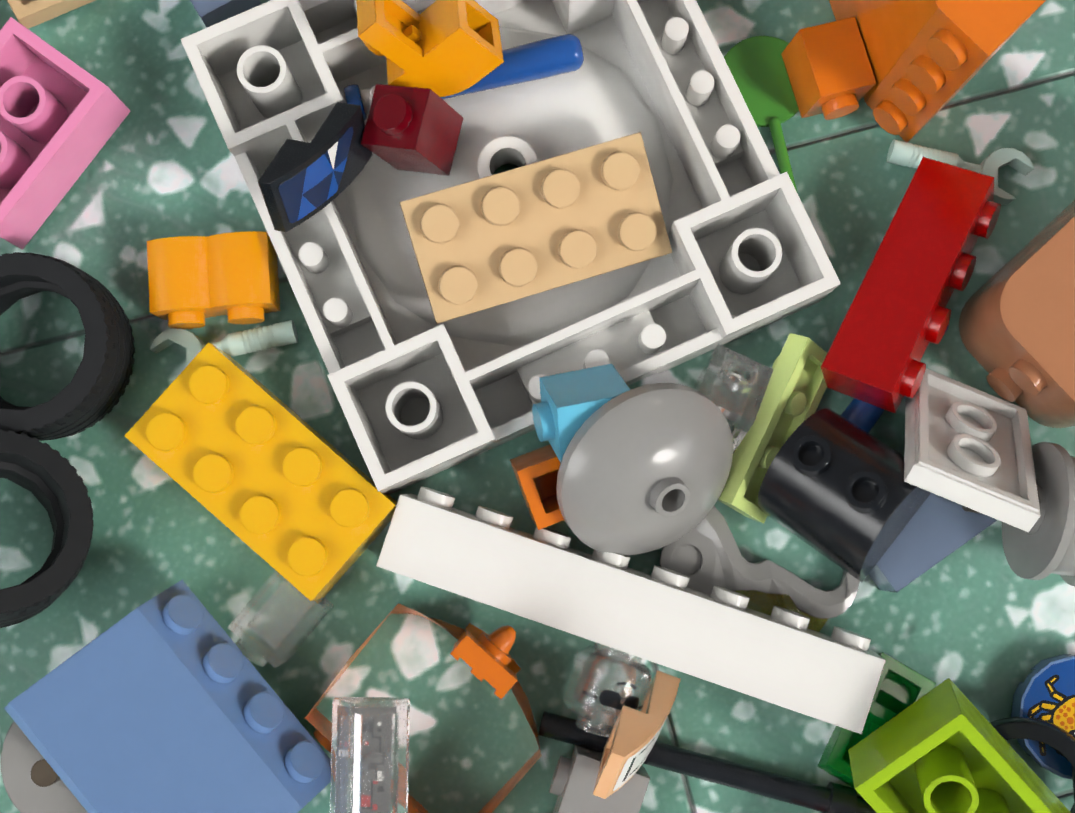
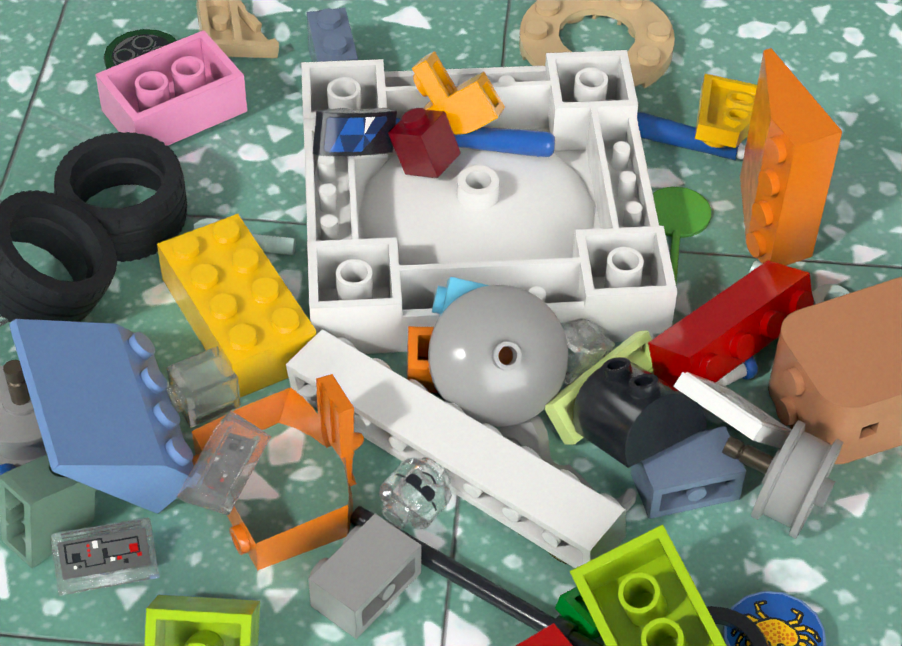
camera: 20 degrees right, 35 degrees down
(212, 278) = (263, 199): light orange brick -> none
(536, 227) = (482, 214): tan plate -> none
(635, 735) = (423, 512): light nougat slope -> none
(828, 69) = (721, 206): orange brick -> none

